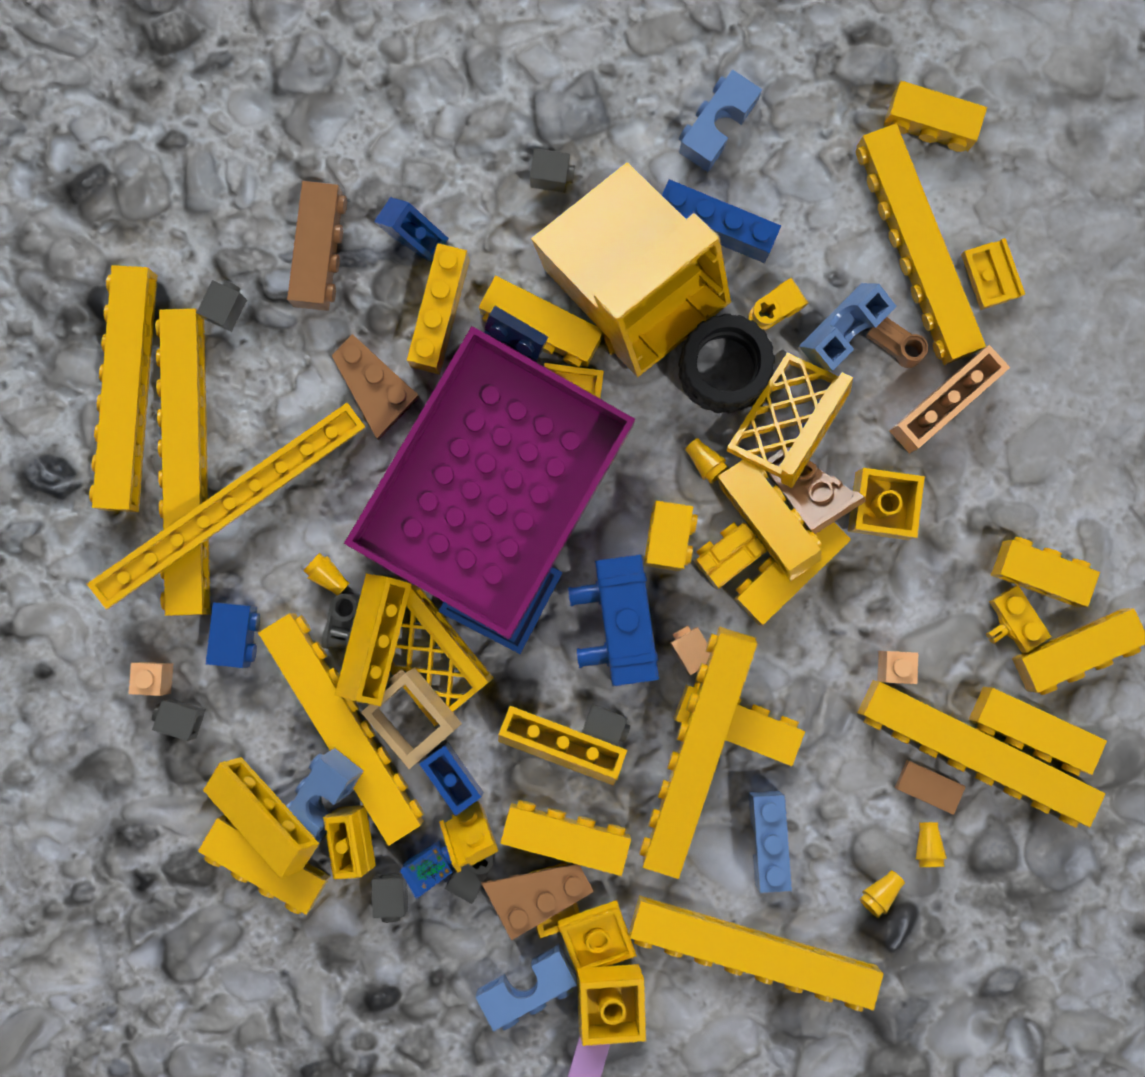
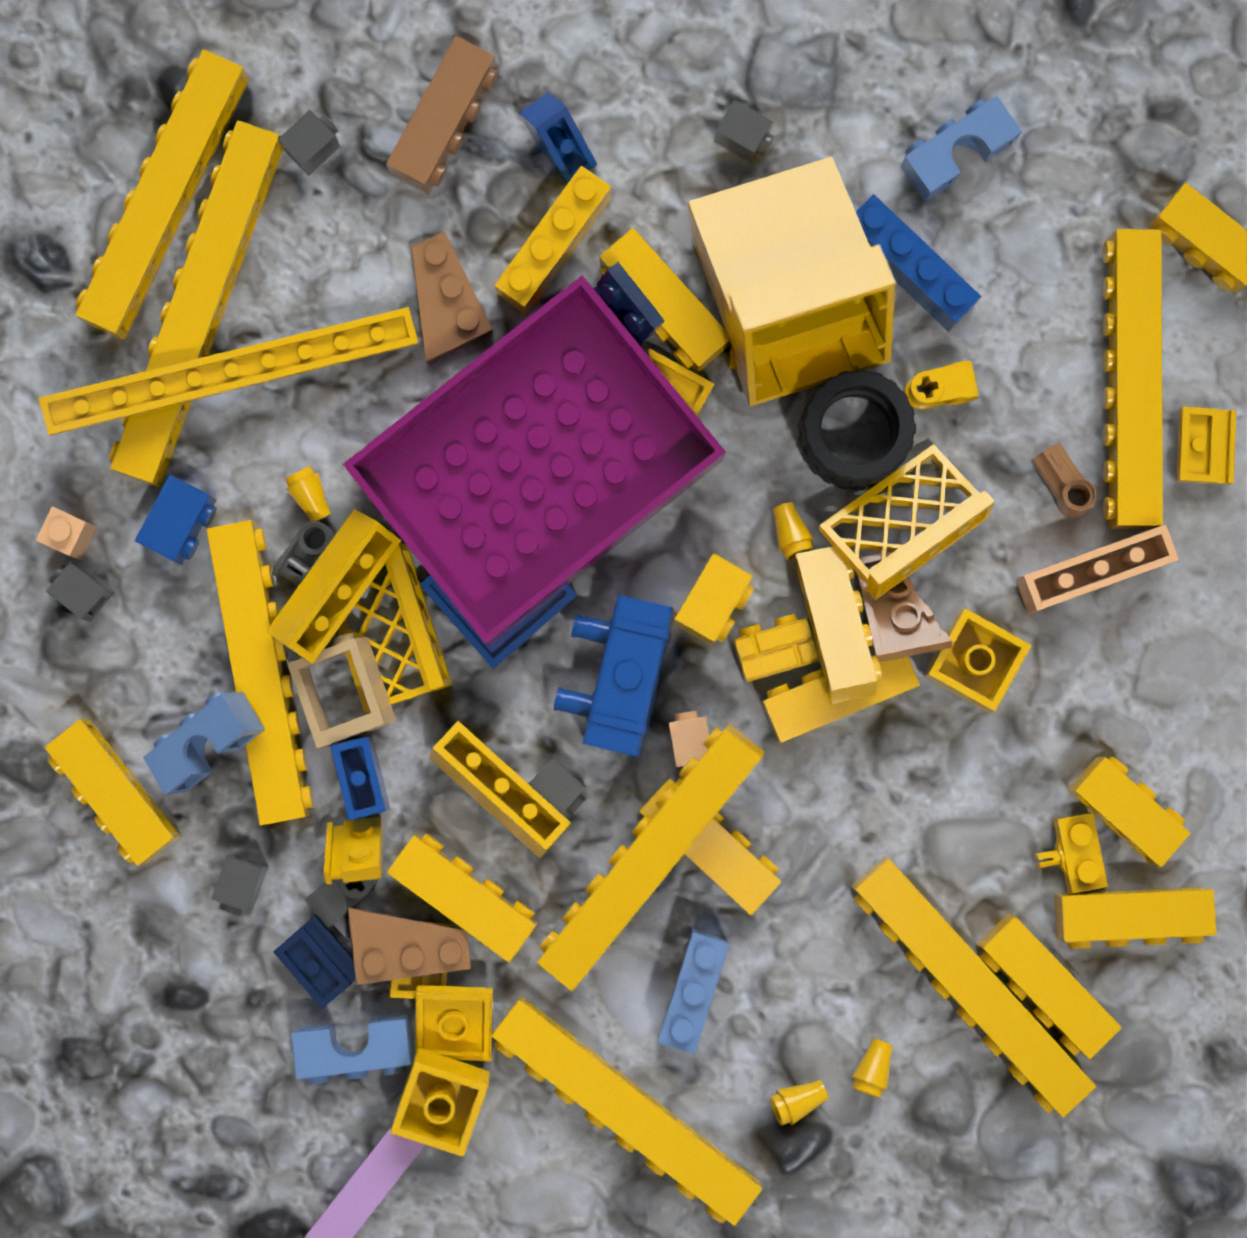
camera: 20 degrees right, 0 degrees up
(261, 817) = (130, 736): yellow brick -> none
(349, 842) = (218, 804): yellow brick -> none
(427, 868) = (294, 868): blue slope -> none
(473, 932) = (317, 961): none -> dark blue plate
(860, 310) = (1033, 429): medium blue arch -> none
(898, 667) = (917, 851): light nougat brick -> none
(930, 787) = (900, 1003): medium nougat tile -> none

